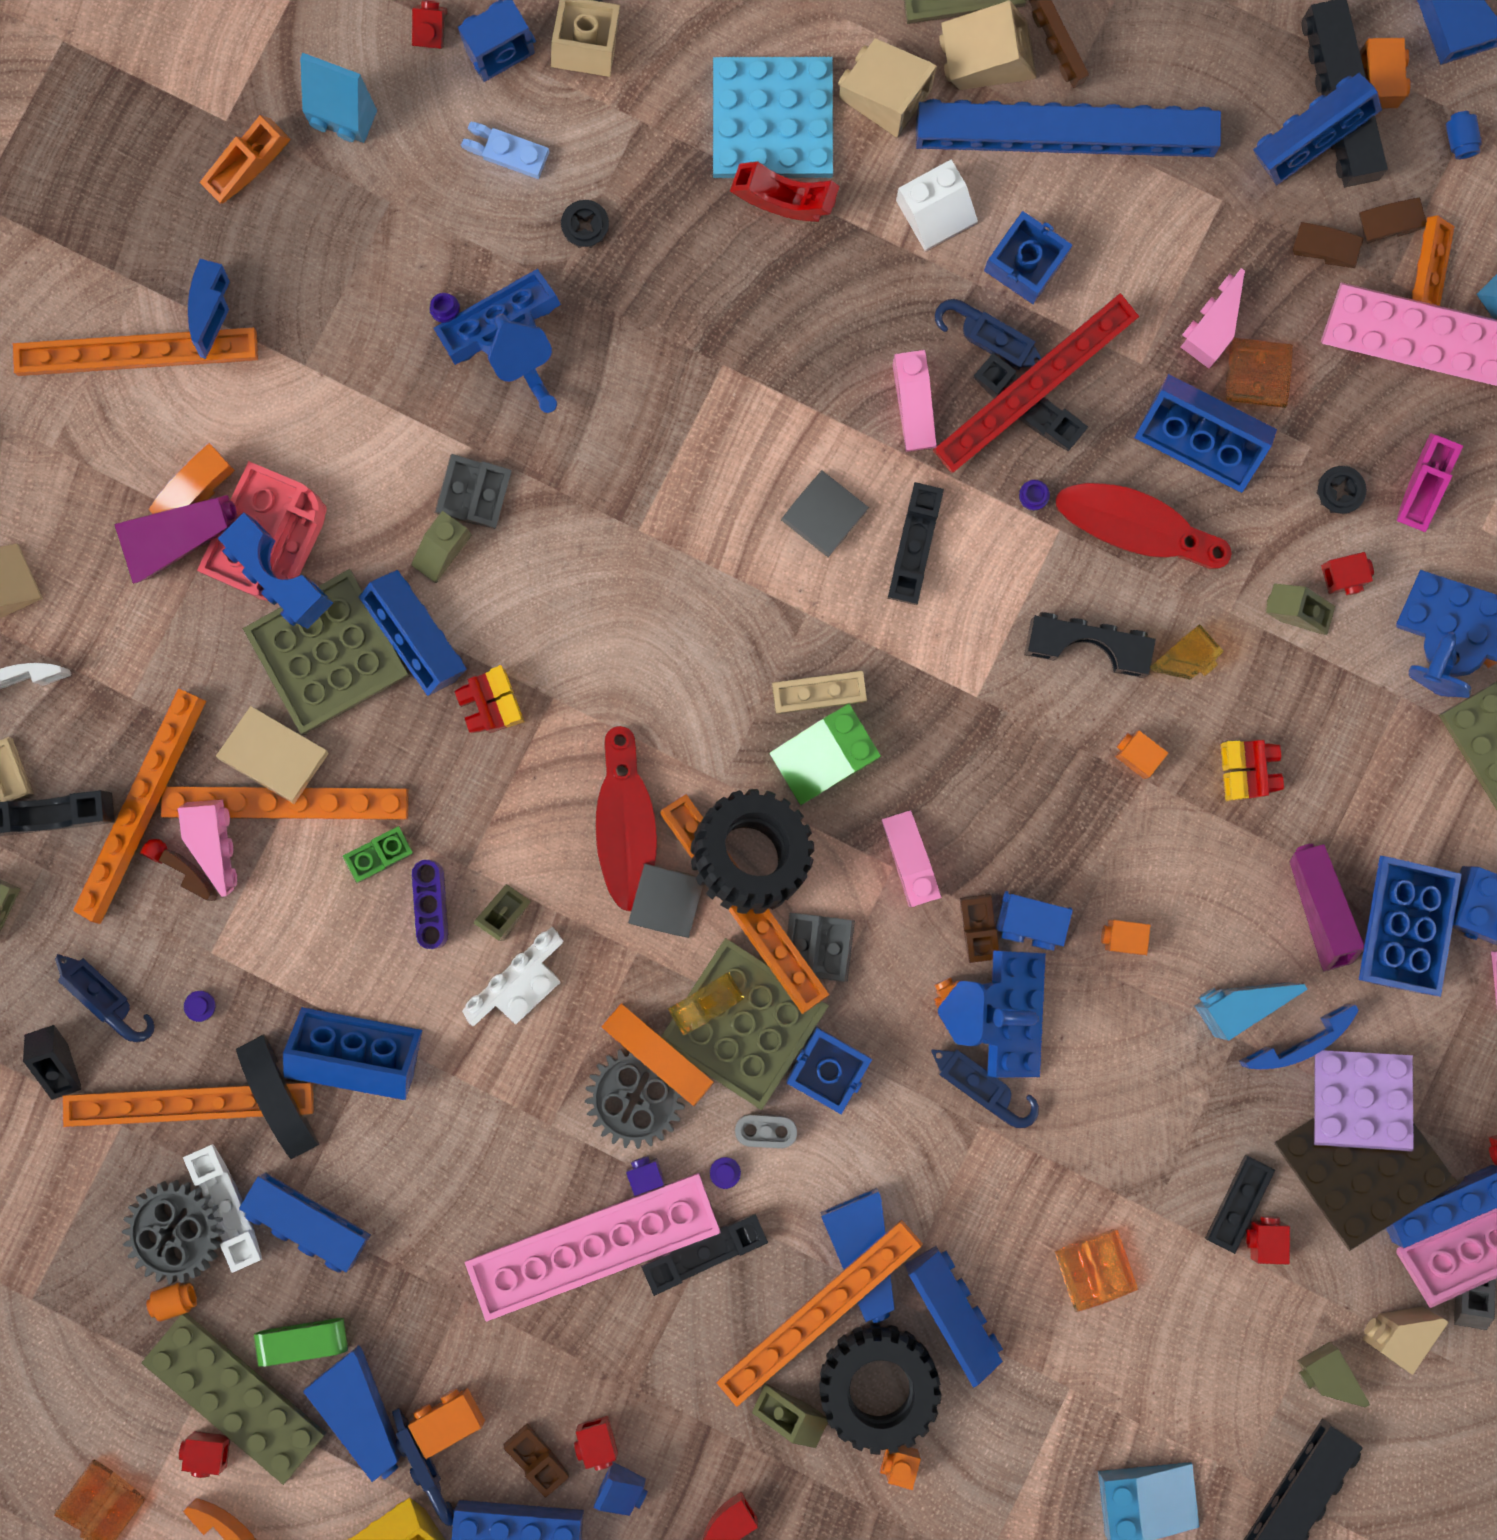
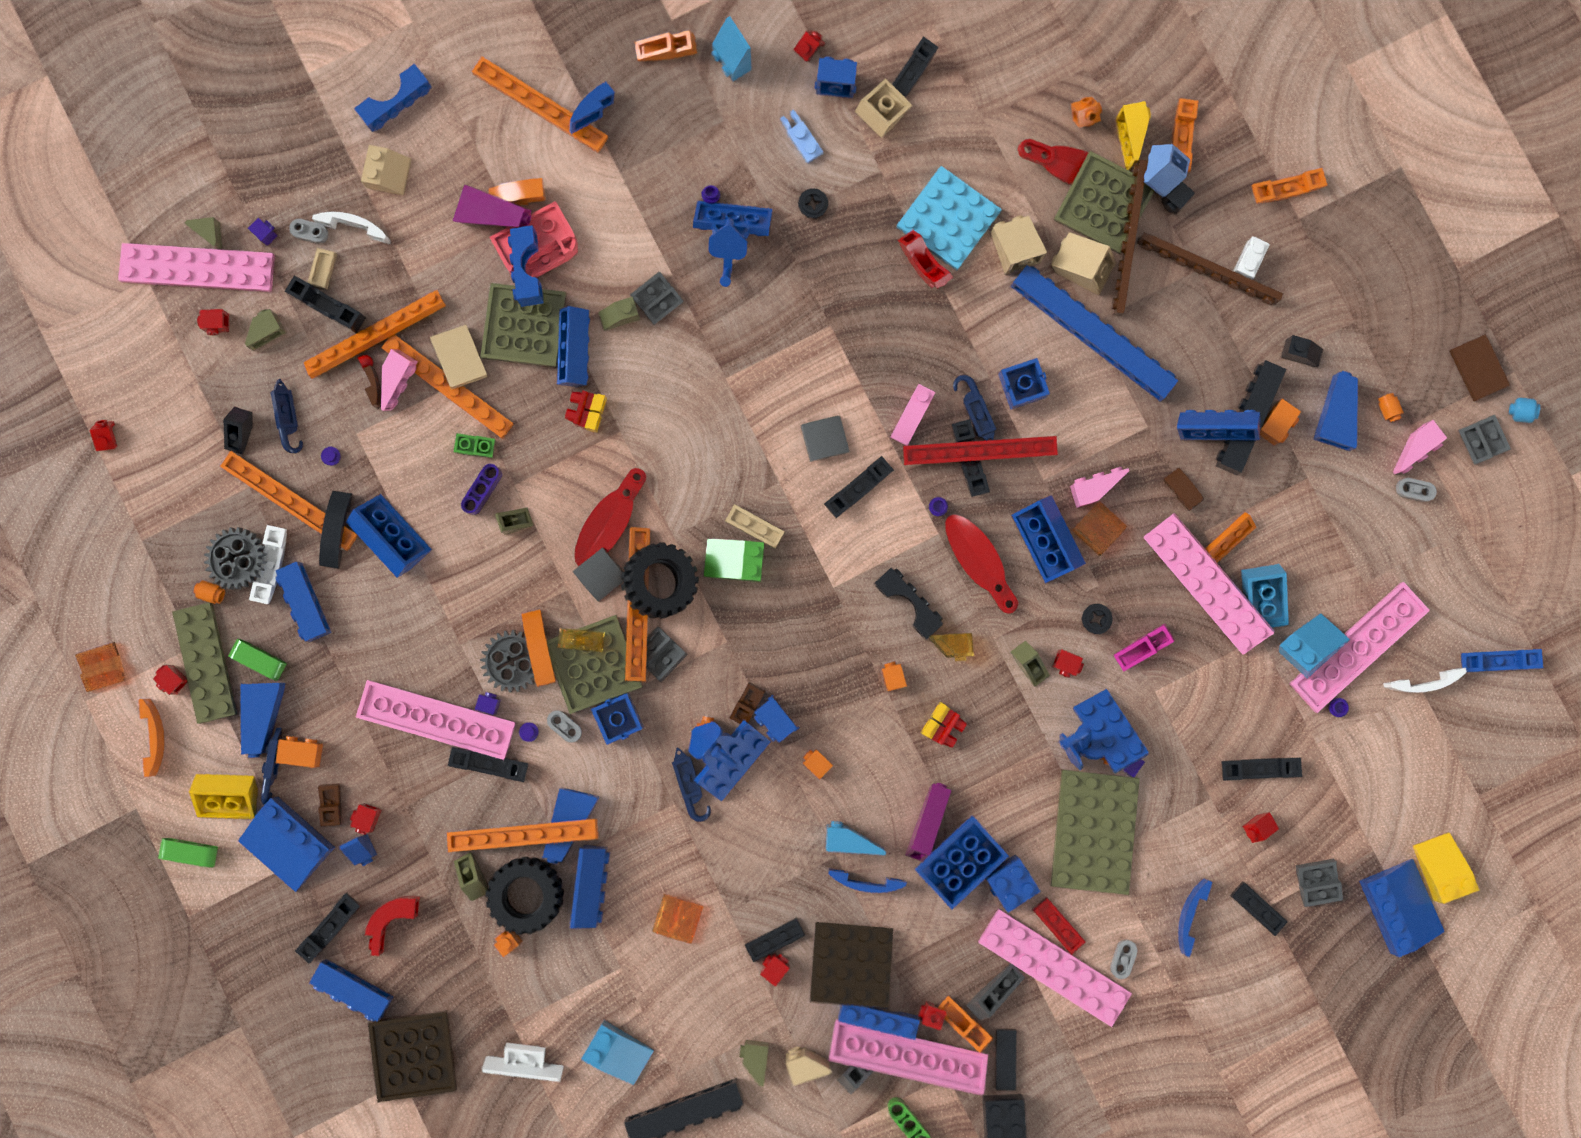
camera: 30 degrees right, 0 degrees up
(520, 985) = (496, 563): white bracket -> none
(911, 859) = (738, 644): bright pink slope -> none
(937, 205) = (998, 323): white slope -> none
(1363, 1100) = (874, 933): lavender plate -> none
(1393, 219) = (1227, 500): reddish brown slope -> none
(1464, 135) = (1296, 483): blue brick -> none

